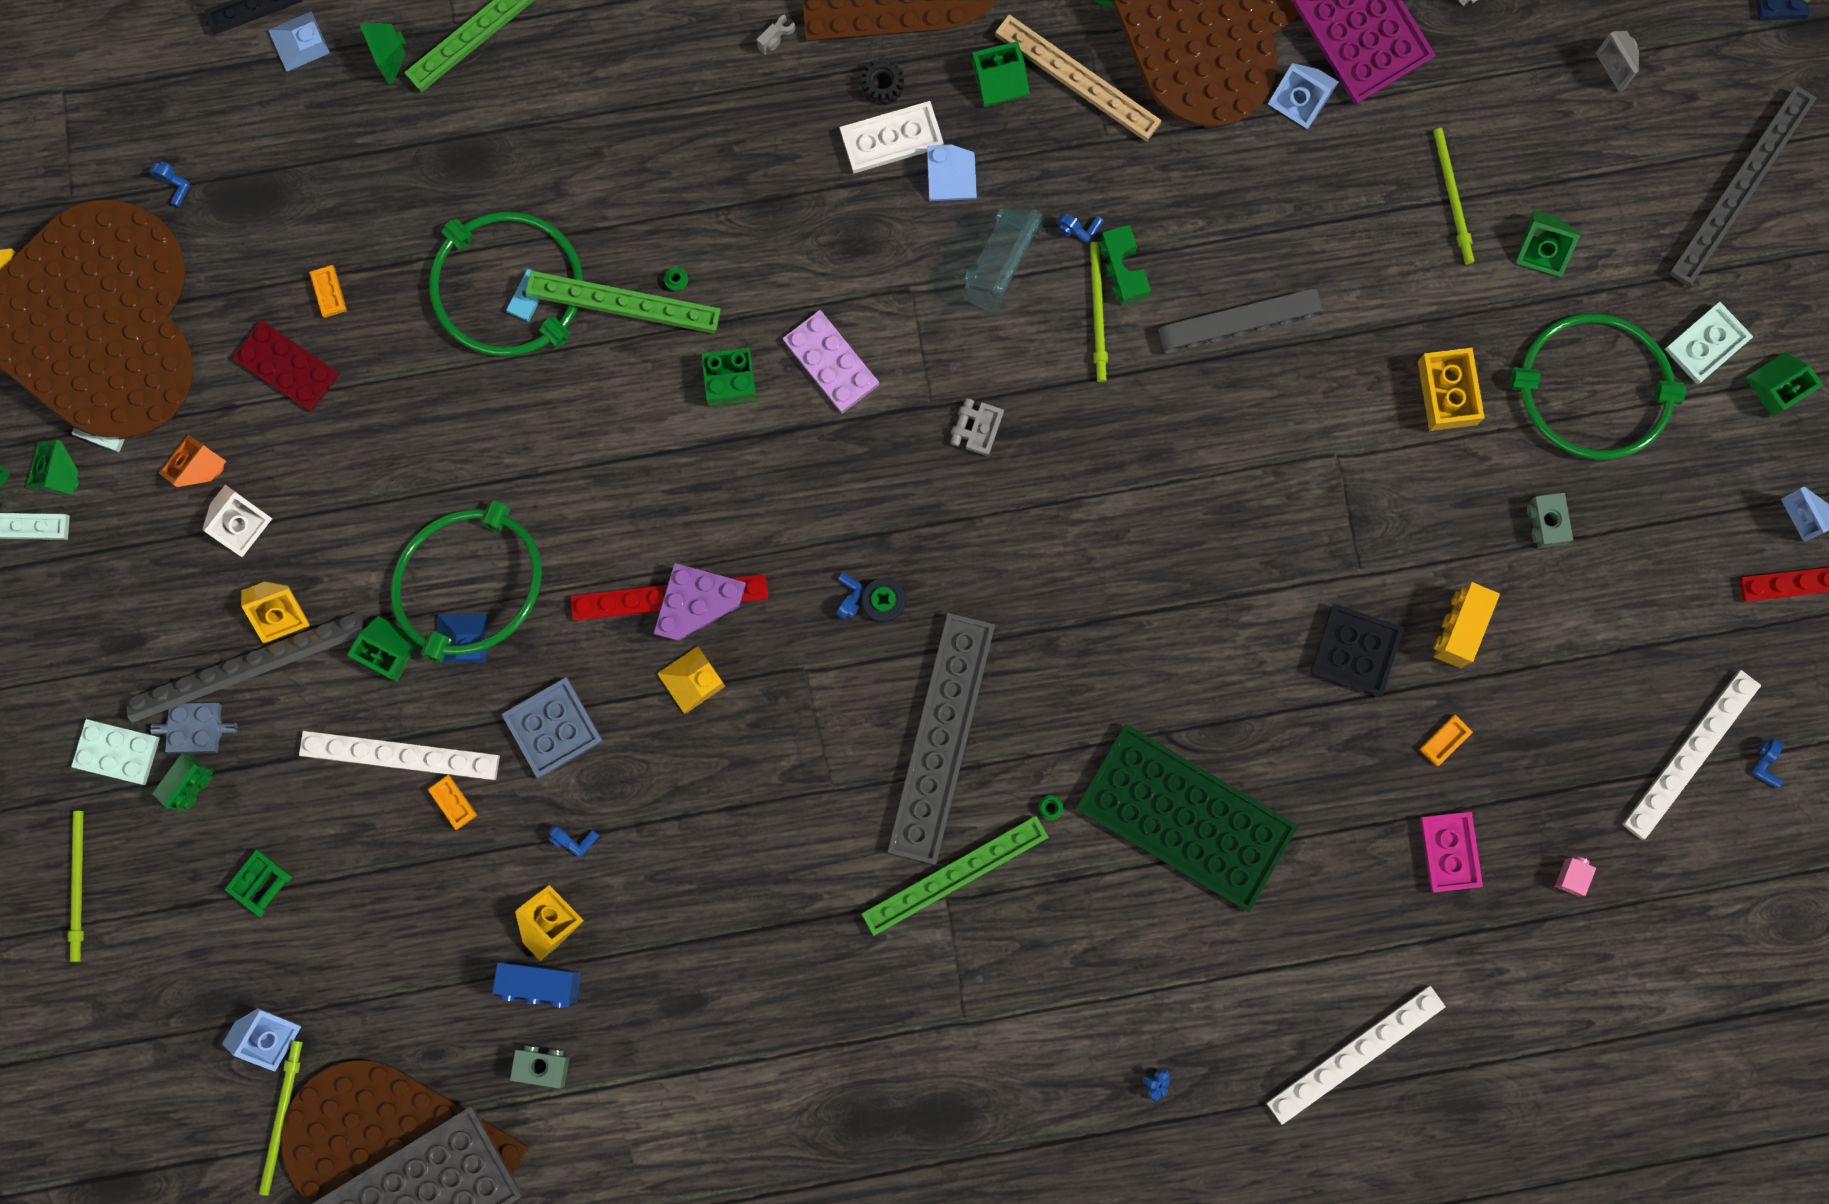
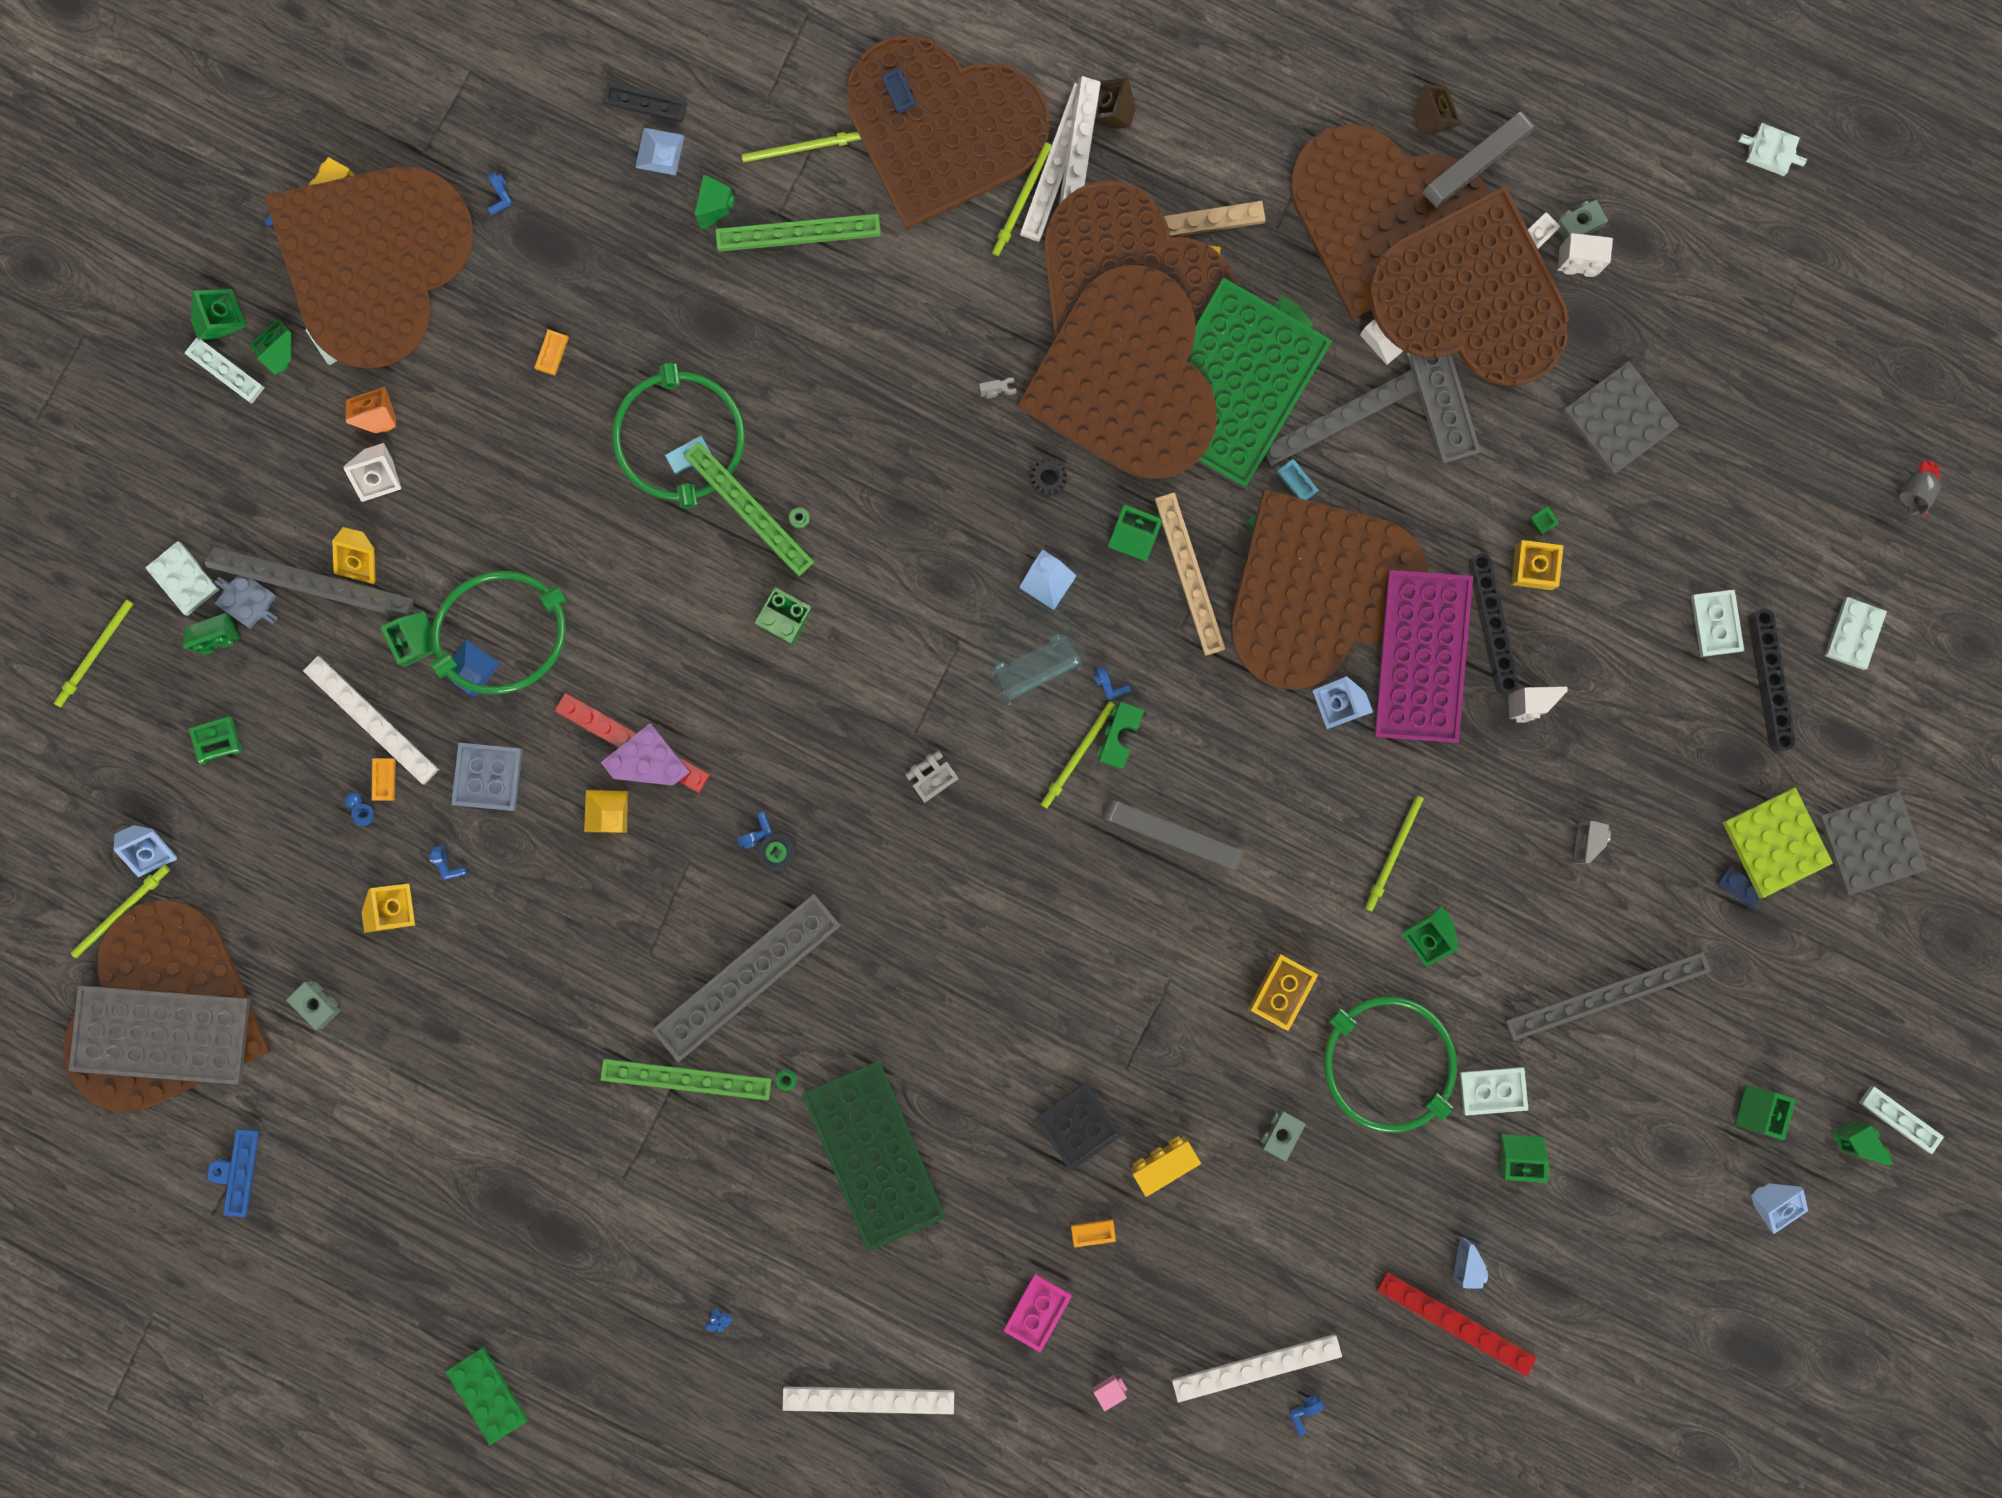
camera: 30 degrees right, 5 degrees up
(286, 366) = (485, 386): dark red plate -> none
(437, 844) = (353, 801): none -> blue plate
(536, 984) = (350, 947): blue brick -> none
(831, 361) = (864, 655): lavender plate -> none
(891, 137) = (1025, 522): white plate -> none

